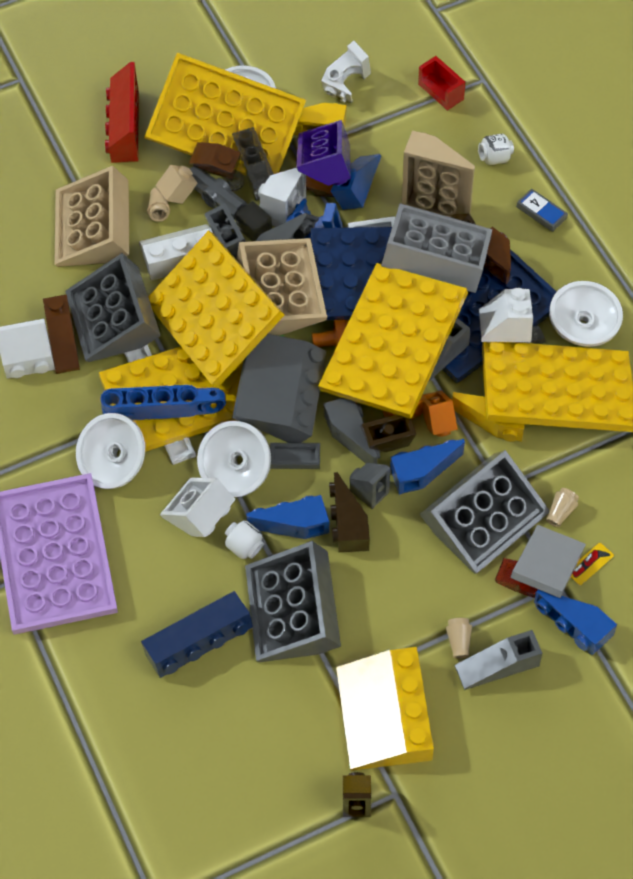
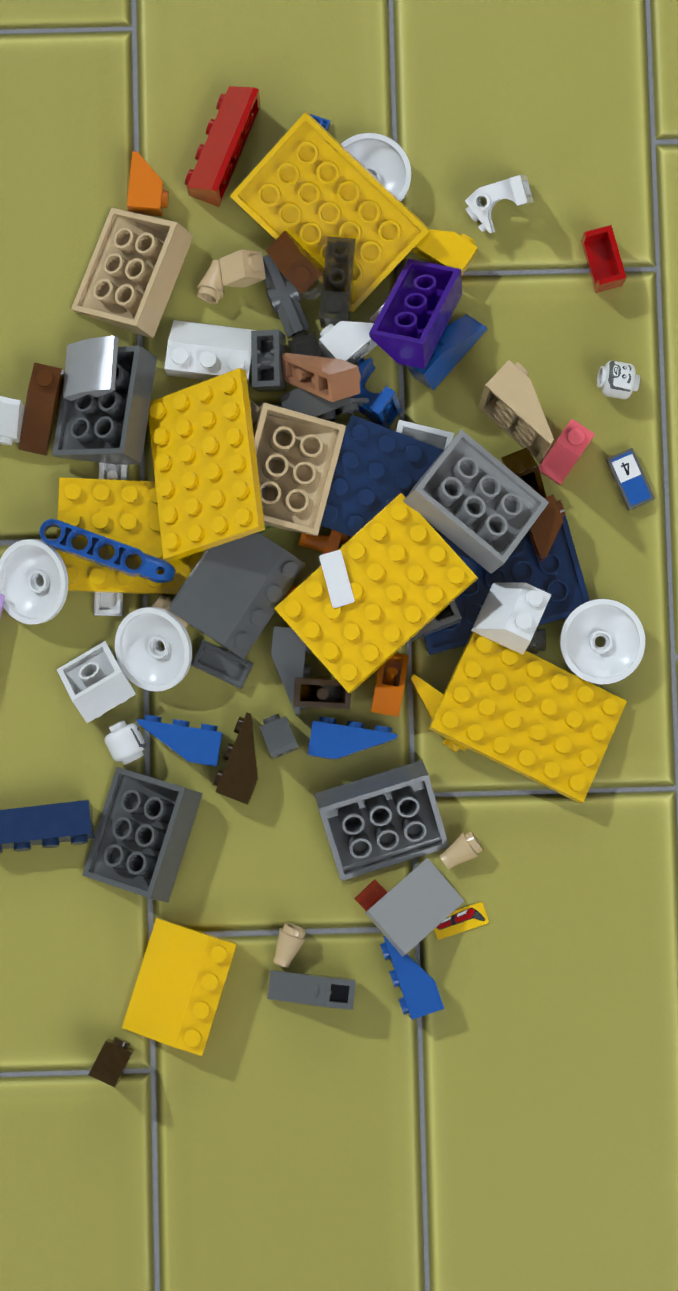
camera: 20 degrees right, 25 degrees up
(76, 161) = (145, 189): none -> orange slope
(89, 284) = (90, 367): none -> light grey slope
(272, 214) = (322, 376): none -> nougat slope
(358, 339) = (336, 578): none -> white sticker
(485, 202) = (566, 451): none -> coral slope

